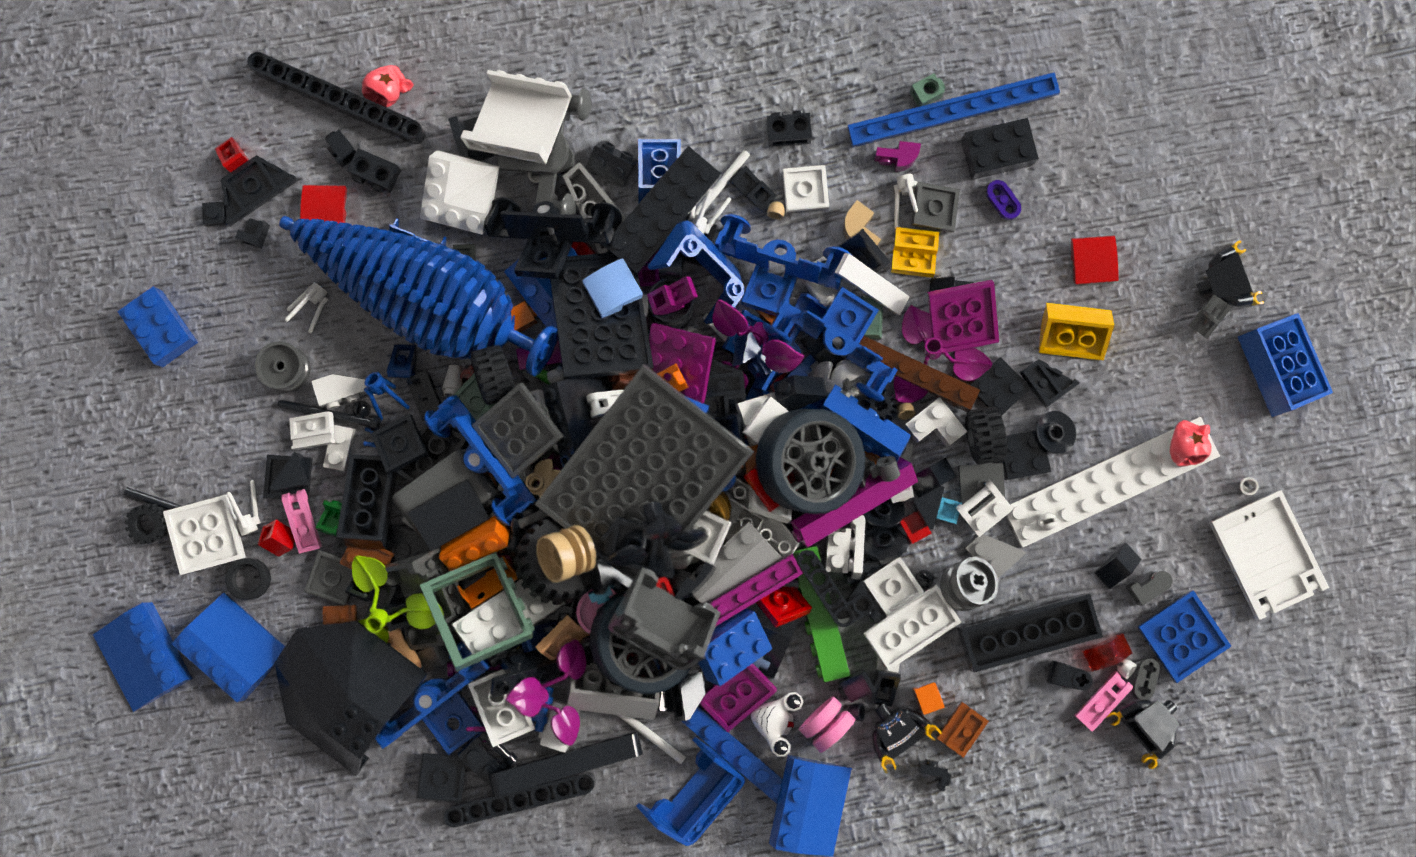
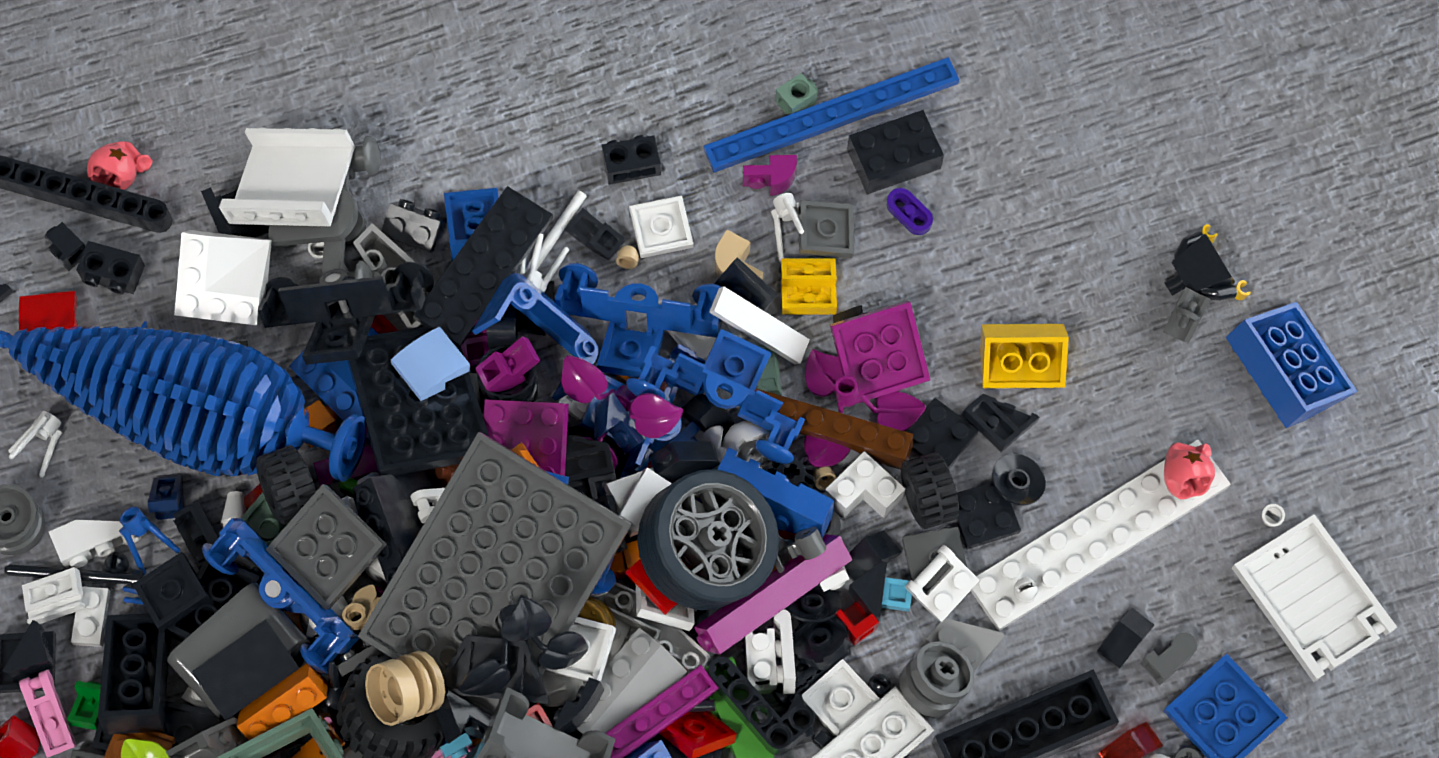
camera: 15 degrees left, 15 degrees down
(1094, 259) = (1033, 268): red slope -> none

